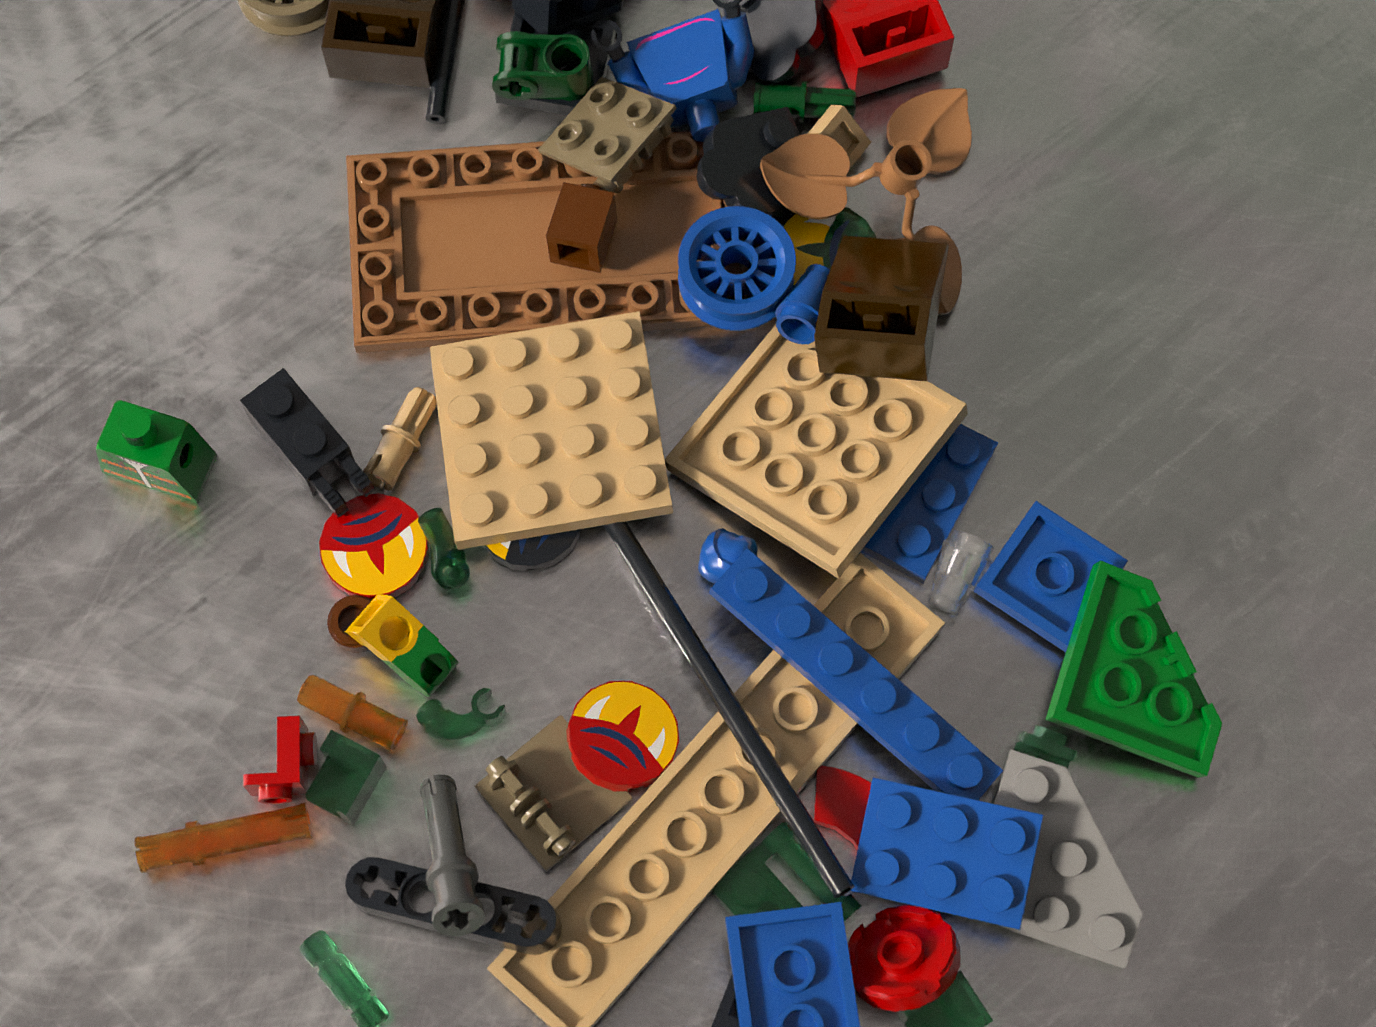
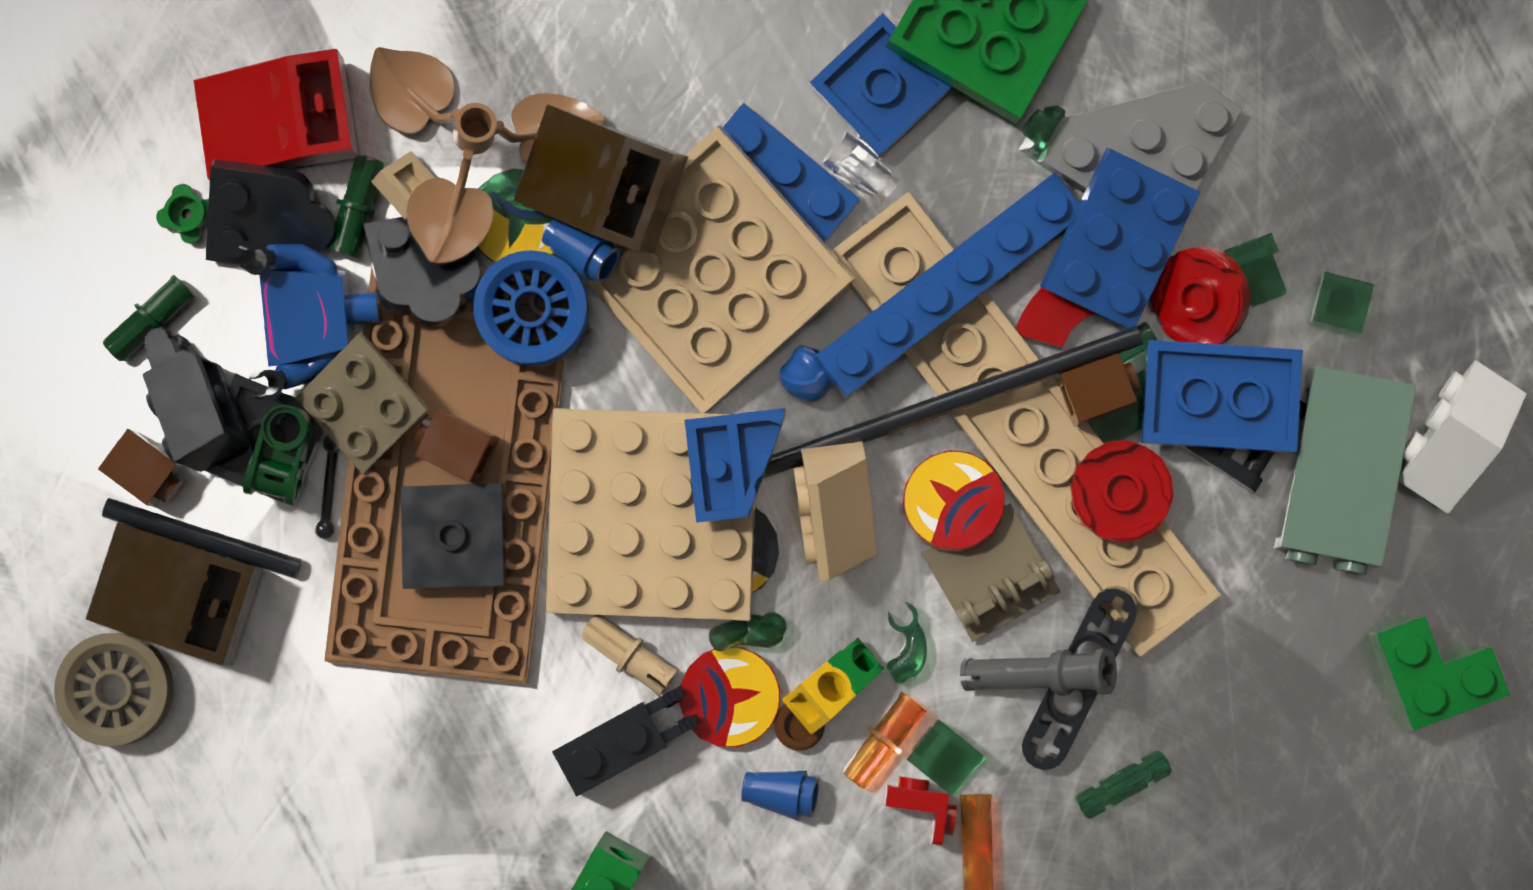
camera: 75 degrees left, 15 degrees up
(280, 617) = (782, 792): none -> blue cone
(480, 135) = (324, 528): none -> black hinge
(491, 244) = (453, 536): none -> black plate
(586, 602) = (835, 508): none -> tan slope
(616, 479) = (730, 461): none -> blue wing
(667, 910) = (1121, 491): none -> red tile
(774, 858) = (1098, 389): none -> reddish brown brick

